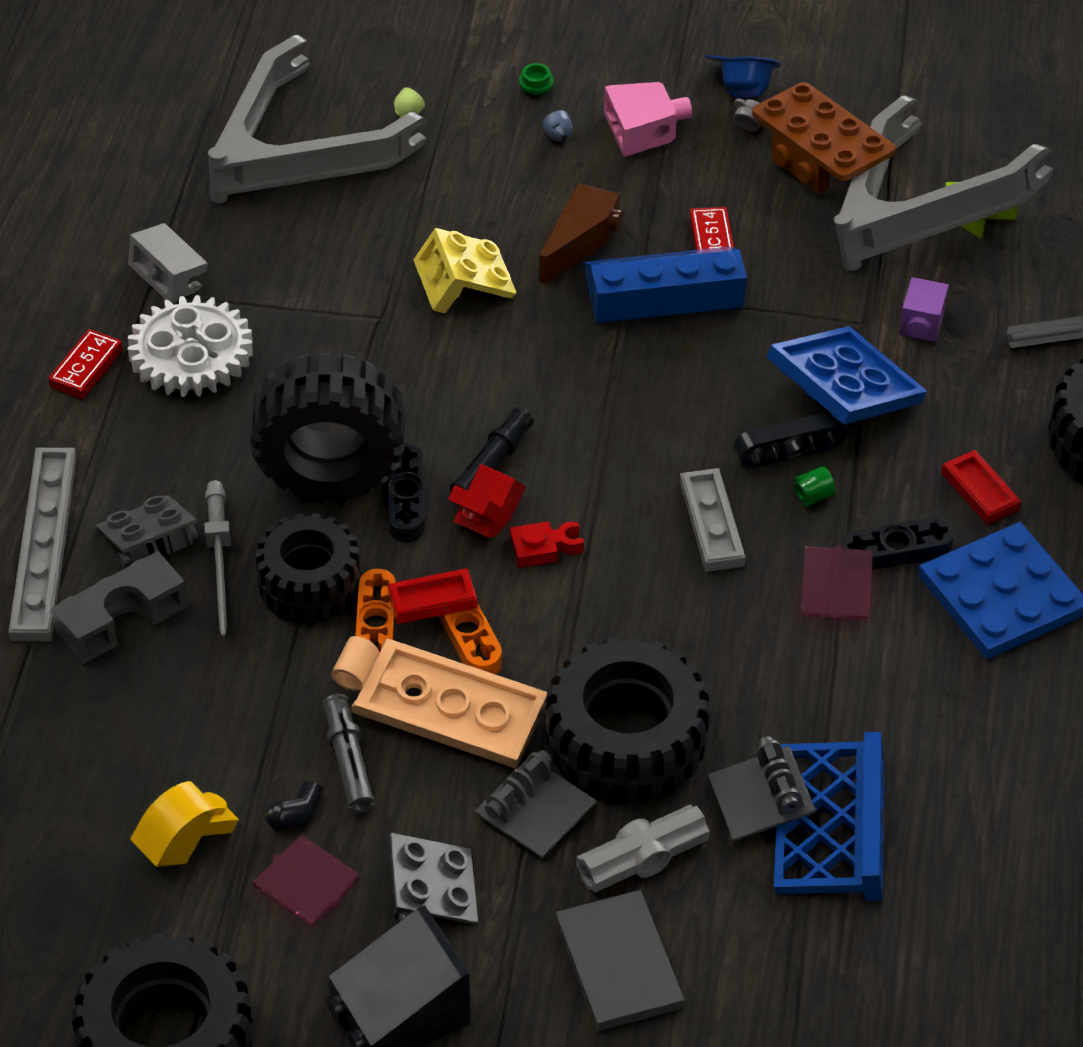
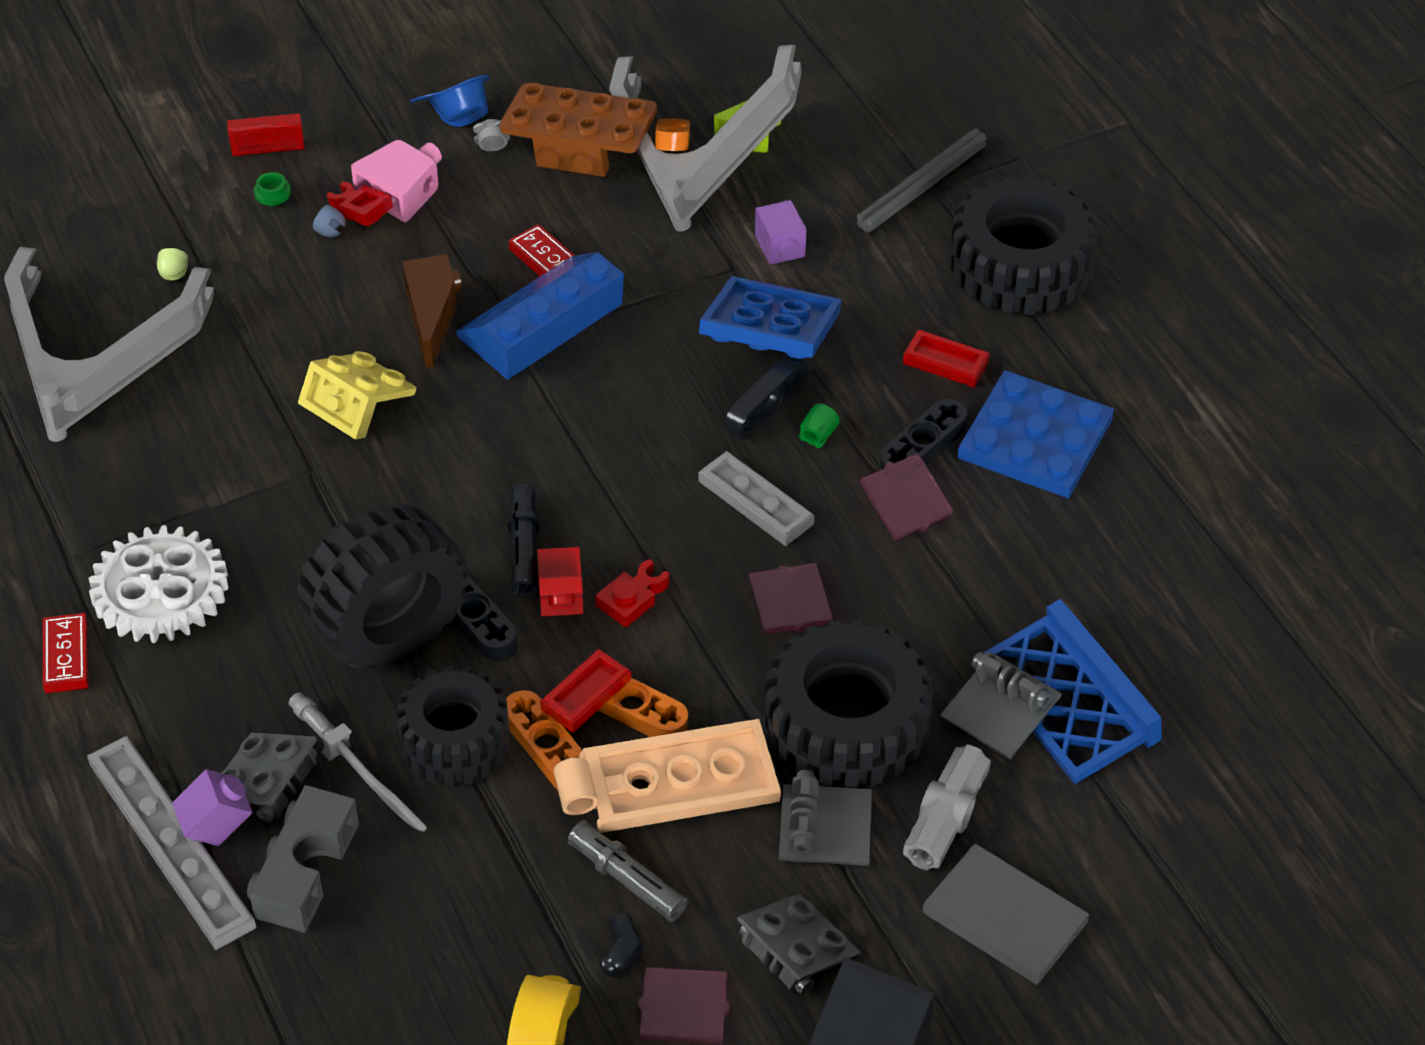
camera: 35 degrees left, 0 degrees up
(82, 532) = (212, 807): none -> medium lavender brick
(165, 262) = (66, 518): light grey hinge -> none
(566, 32) = (265, 134): none -> red tile
(594, 124) = (361, 206): none -> red plate
(670, 615) = (790, 598): none -> clear pink piece
(894, 182) = (672, 134): none -> orange beam

